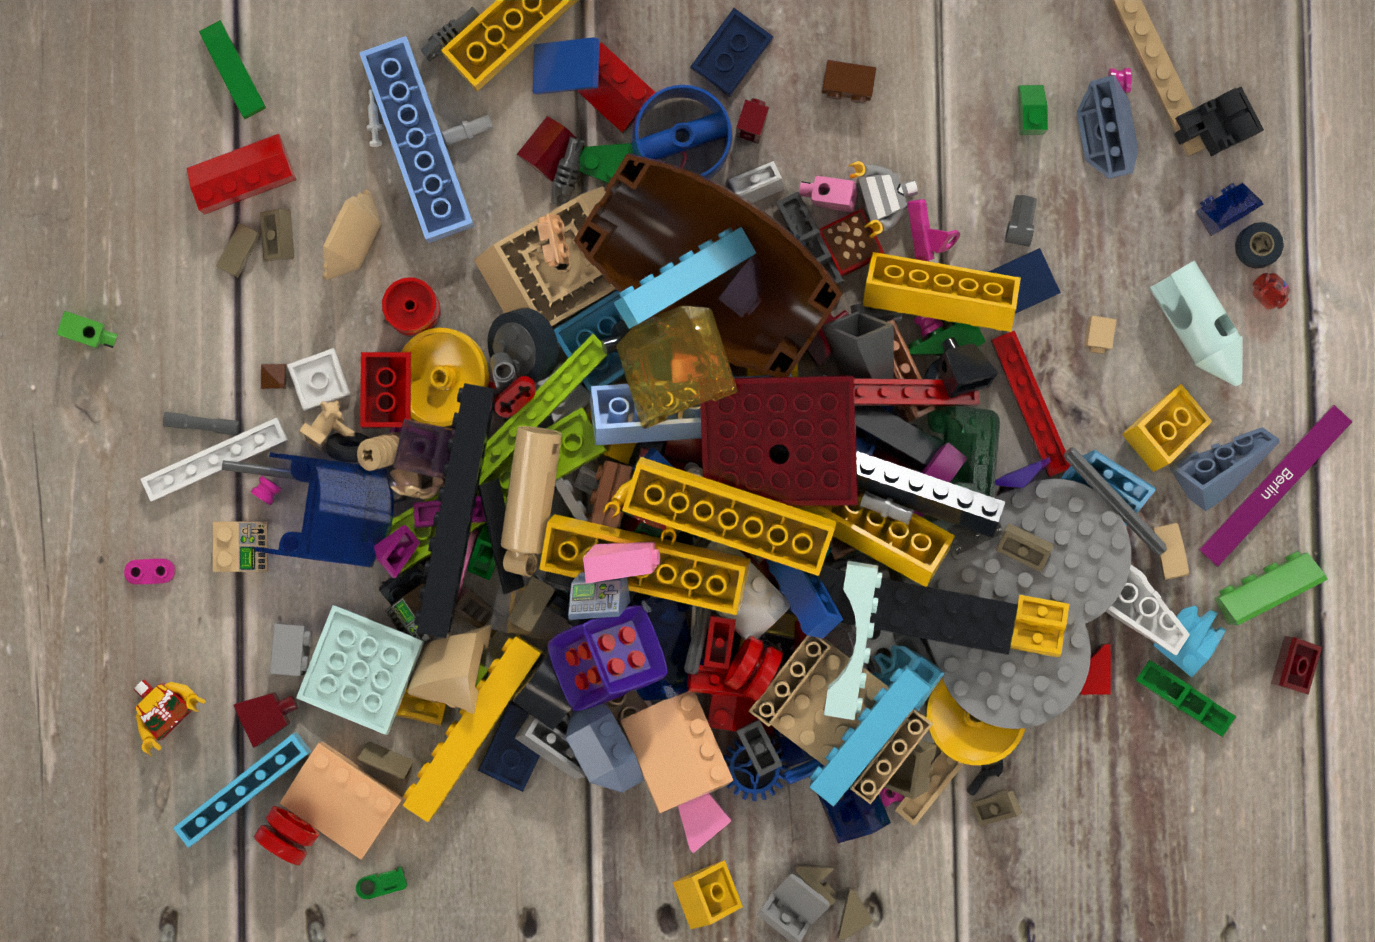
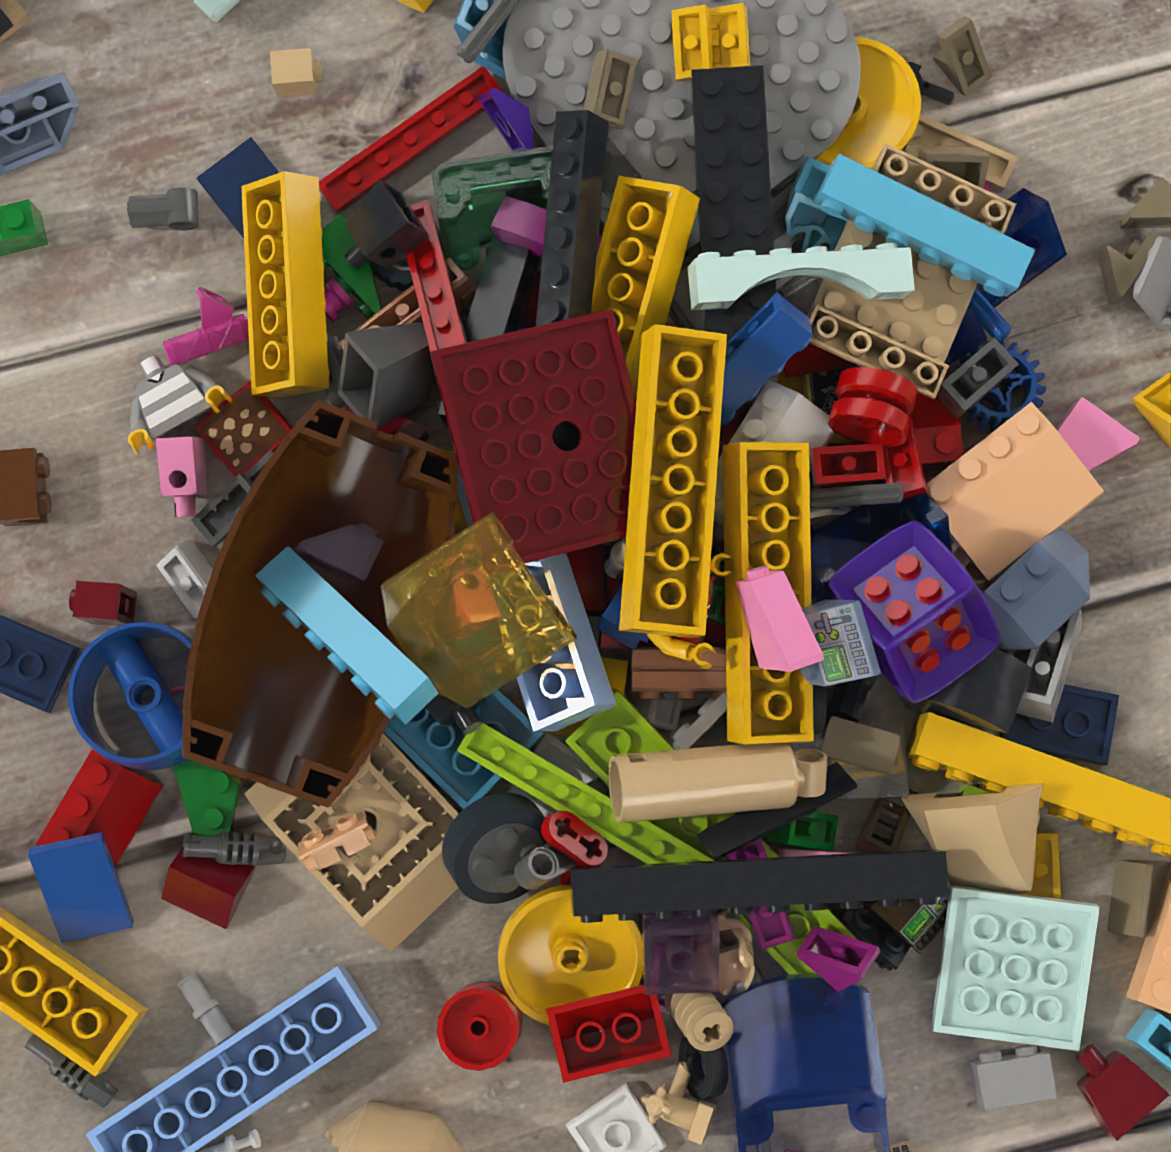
camera: 100 degrees left, 5 degrees down
(887, 507) = (603, 273): light grey pin -> none

